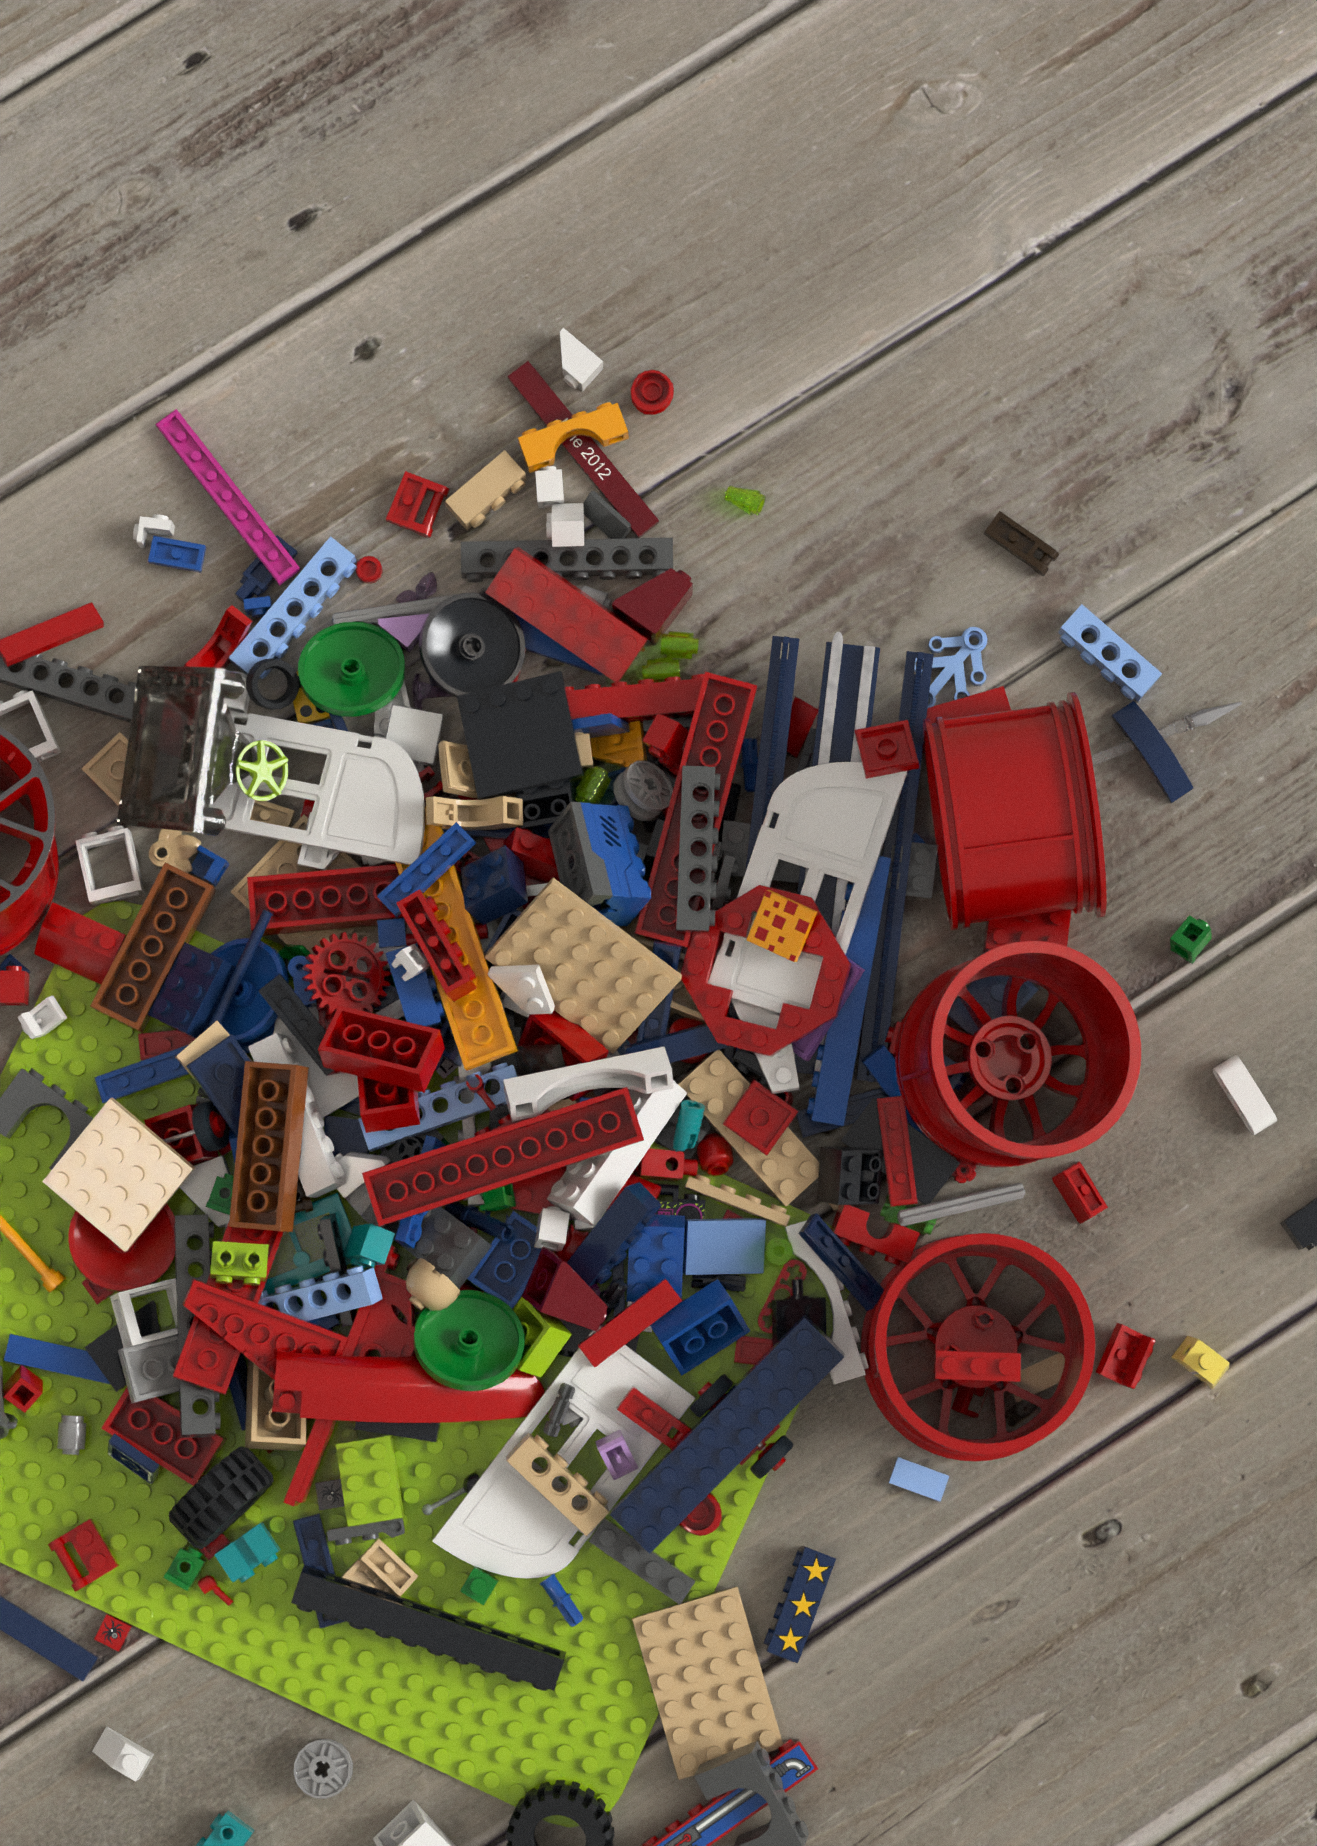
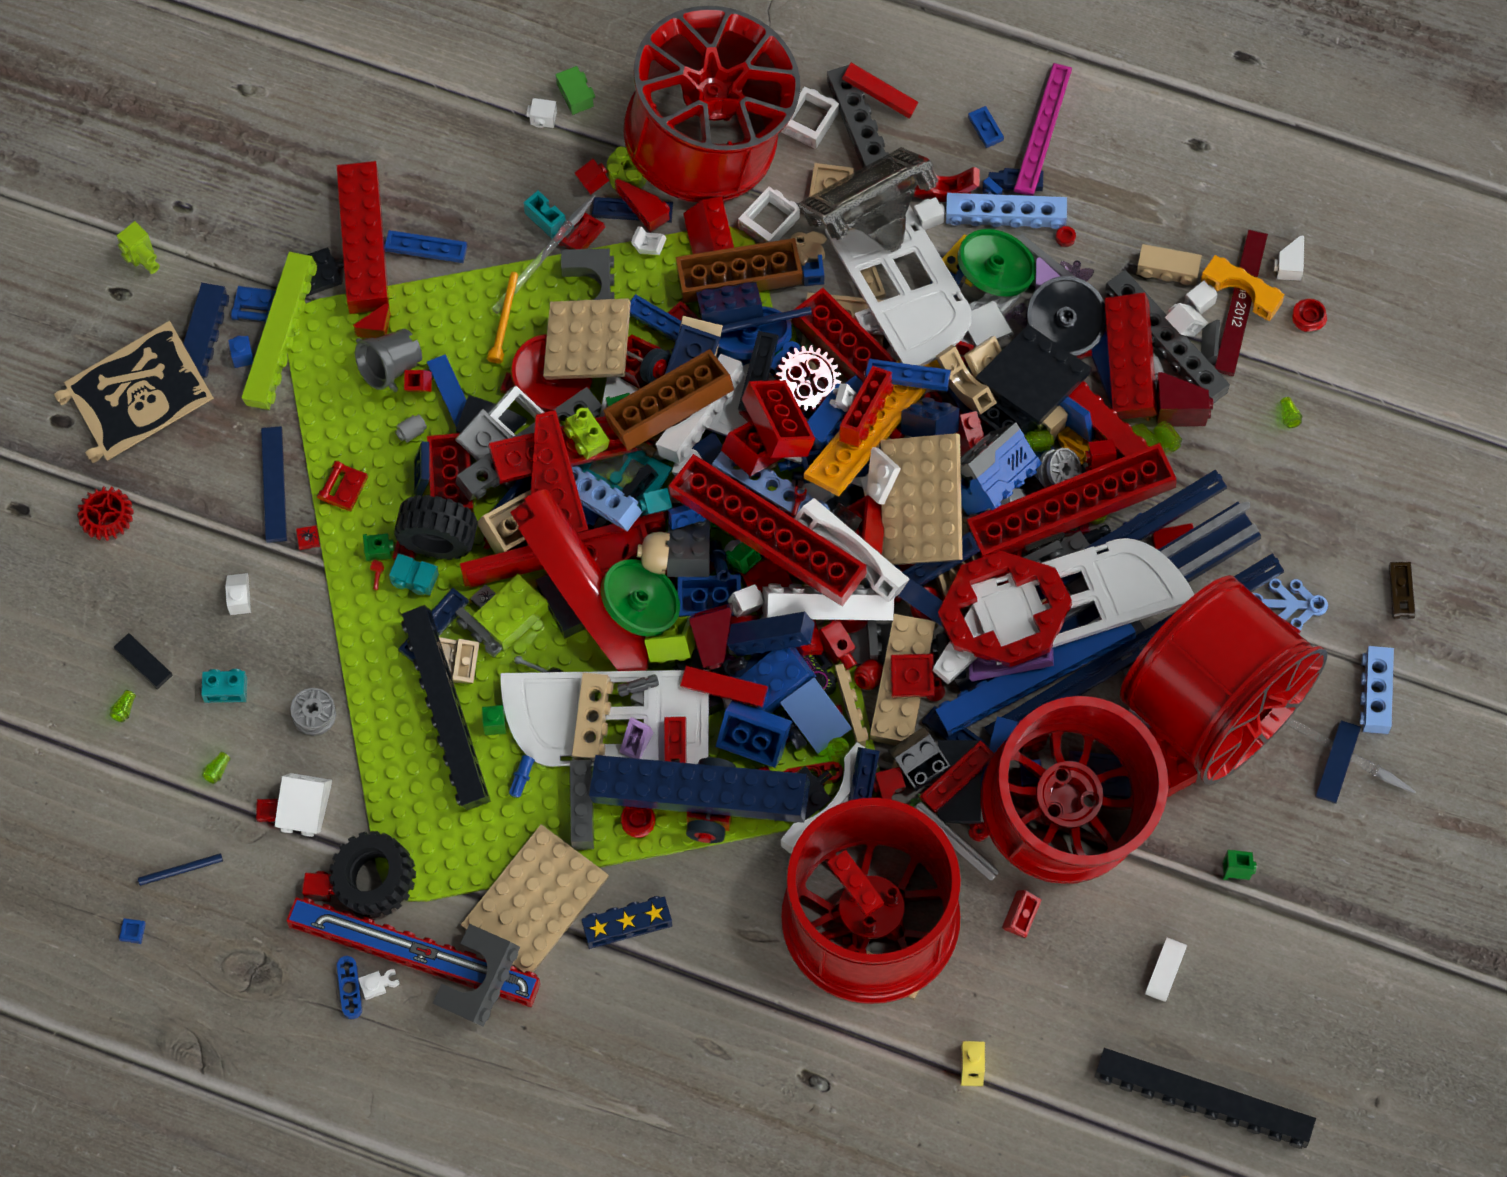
camera: 55 degrees right, 15 degrees down
(157, 525) = (990, 100): white bracket -> none
(262, 770) = (893, 250): wheel -> none
(292, 684) = (953, 211): black tyre -> none
(409, 500) = (1126, 228): red plate -> none
(688, 1125) = (873, 636): teal hinge -> none
(693, 778) = (1086, 479): dark grey brick -> none
(781, 925) = (1039, 593): light orange tile -> none
(886, 749) = (1196, 575): red tile -> none
(918, 1479) = (761, 941): light blue tile -> none
(1125, 1356) = (938, 1011): red bracket -> none

